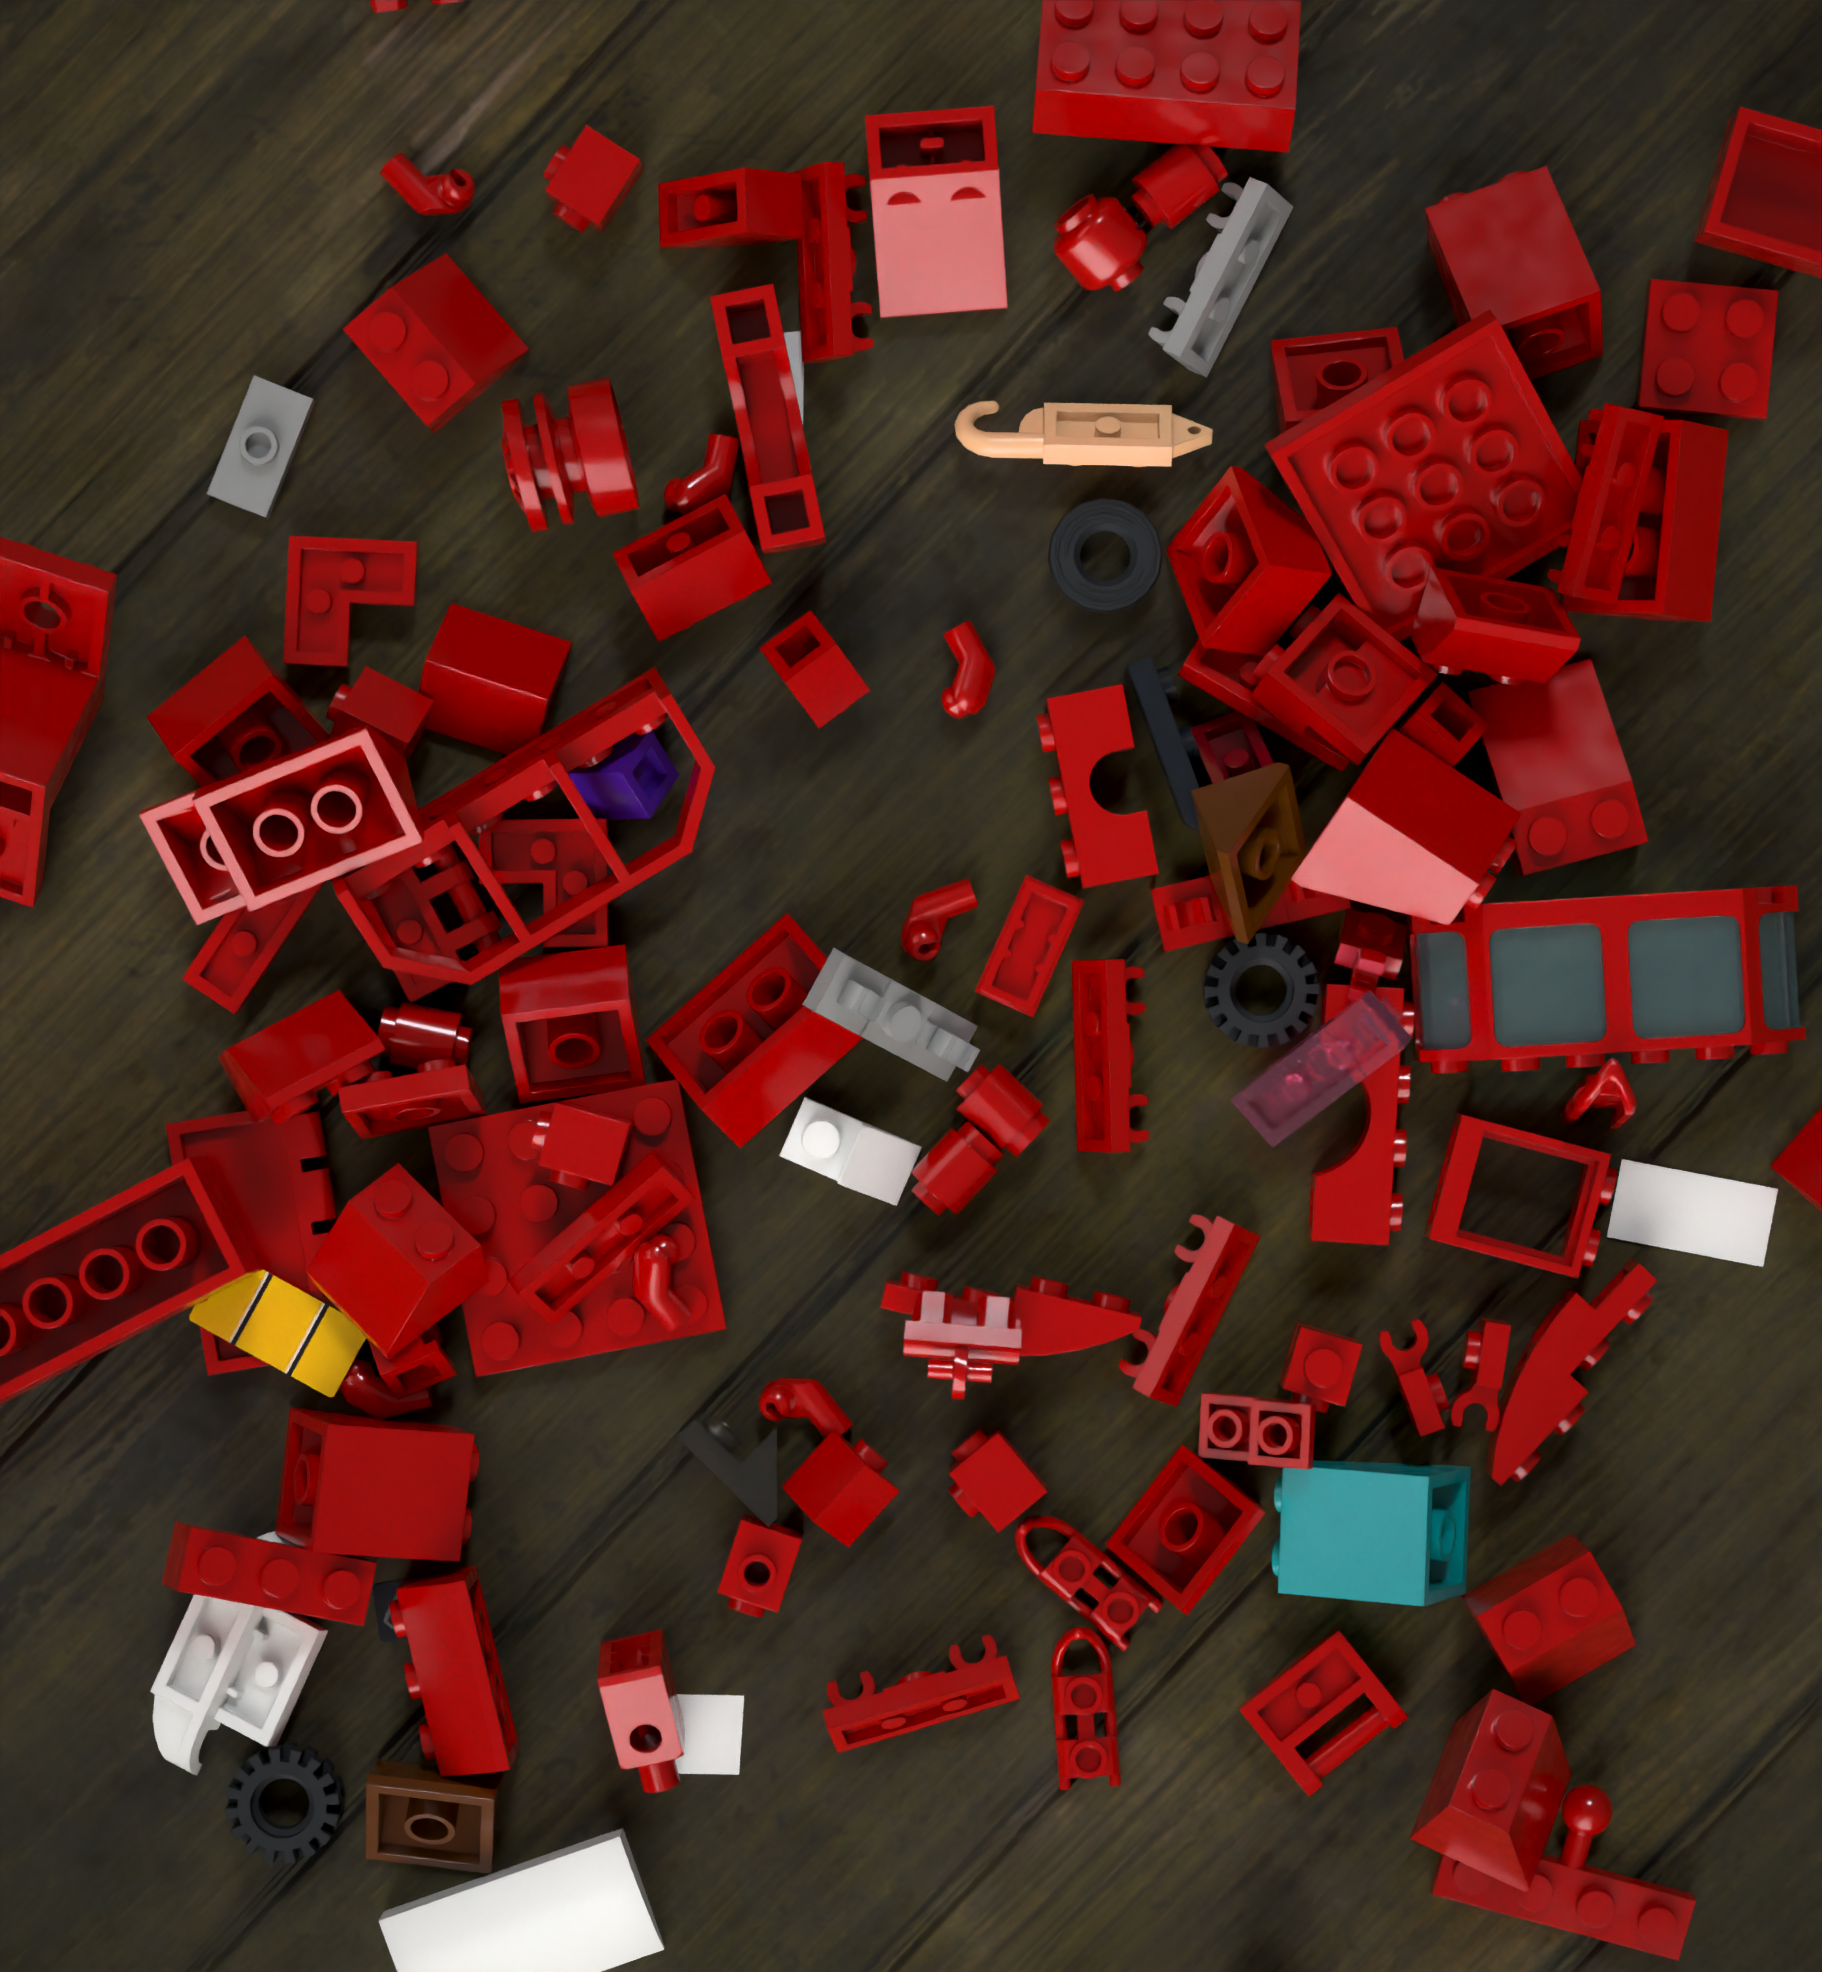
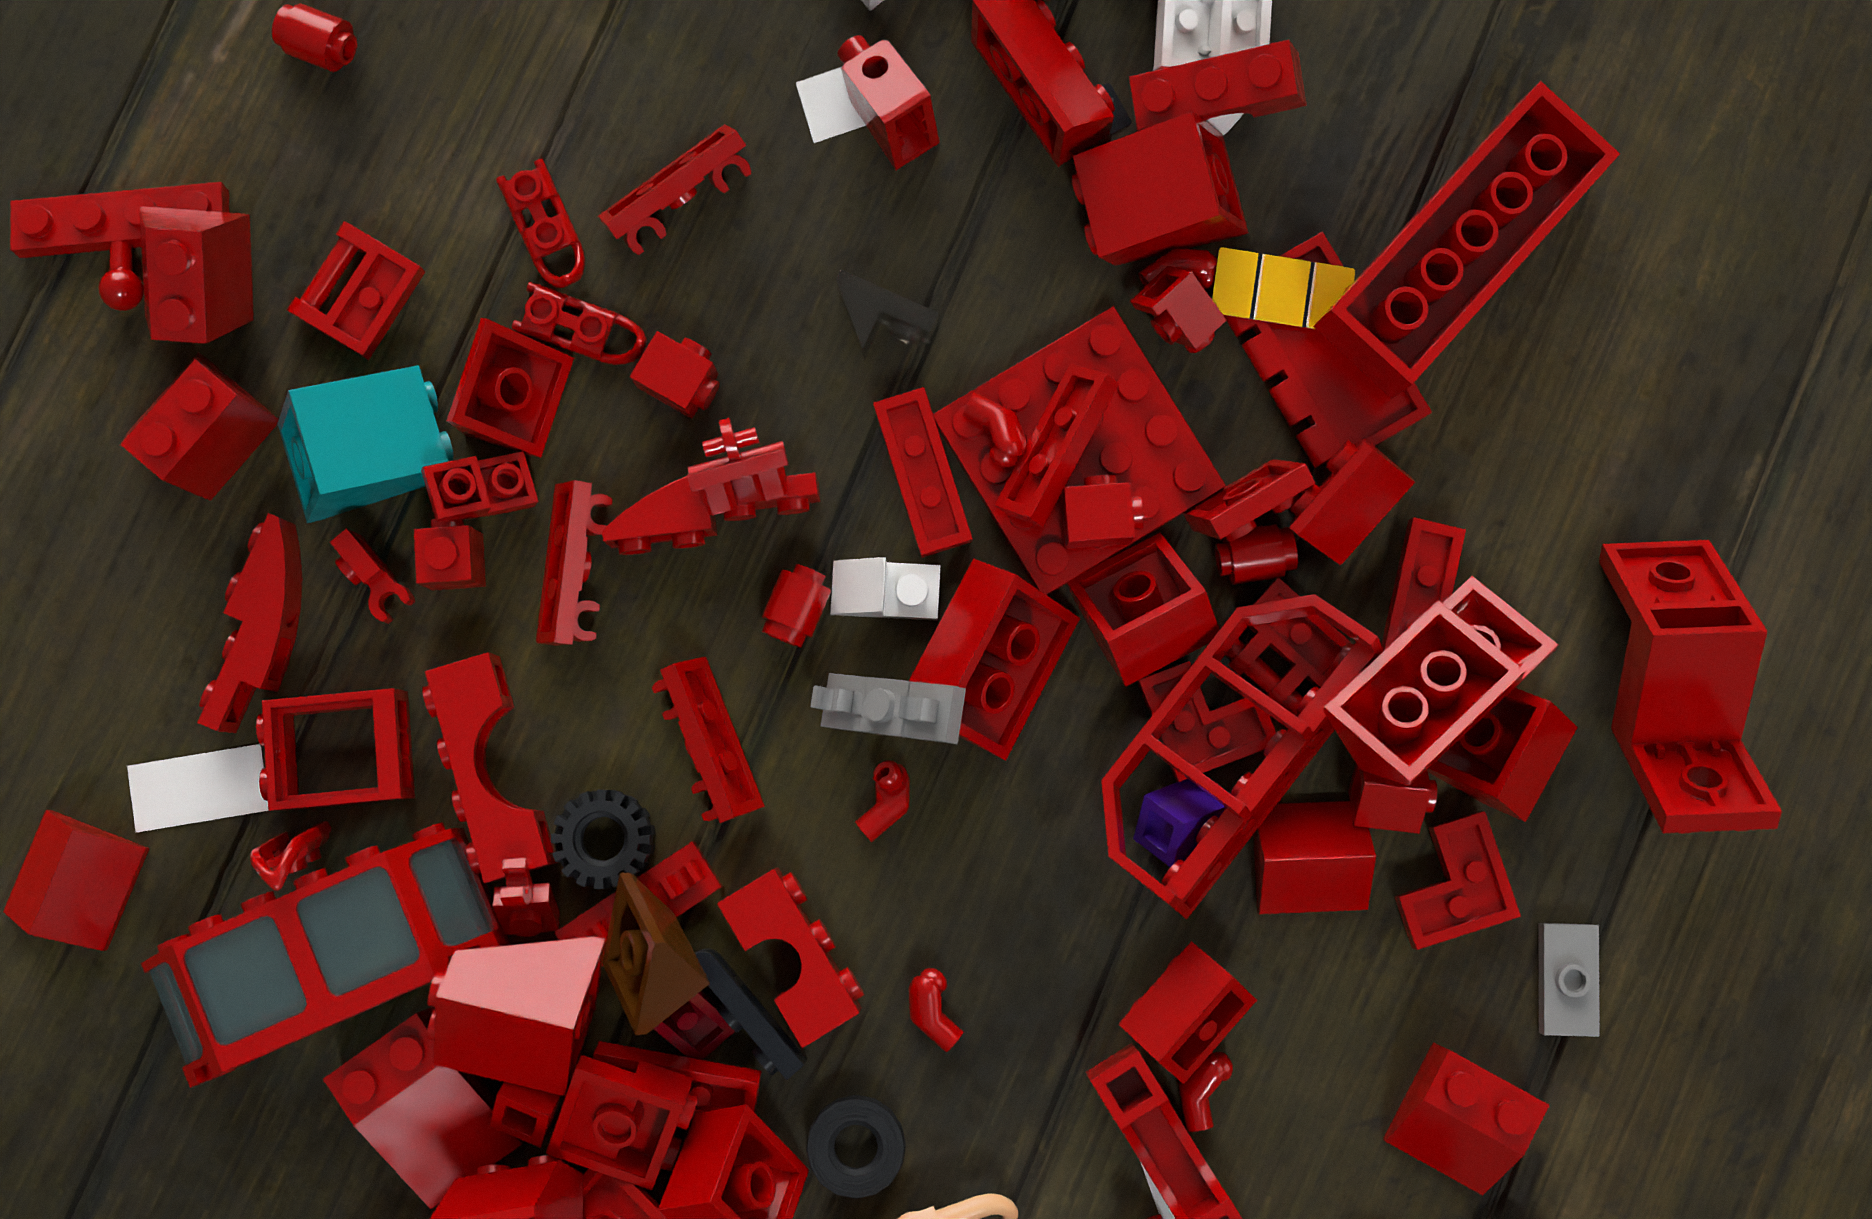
camera: 160 degrees right, 5 degrees down
(397, 1262) = (1212, 366): red slope -> none
(569, 455) = (1323, 1069): red wheel -> none
(759, 1566) = (836, 240): red brick -> none
(760, 1267) = (922, 472): none -> red plate
(803, 1400) = (850, 383): red arm -> none
(824, 678) = (1057, 966): red brick -> none
(842, 1487) = (794, 323): red brick -> none
(1001, 1108) = (776, 667): red brick -> none
(1029, 946) = (802, 805): red plate -> none
(1322, 1067) = (524, 795): clear pink plate -> none
(1486, 1357) = (318, 610): red plate -> none

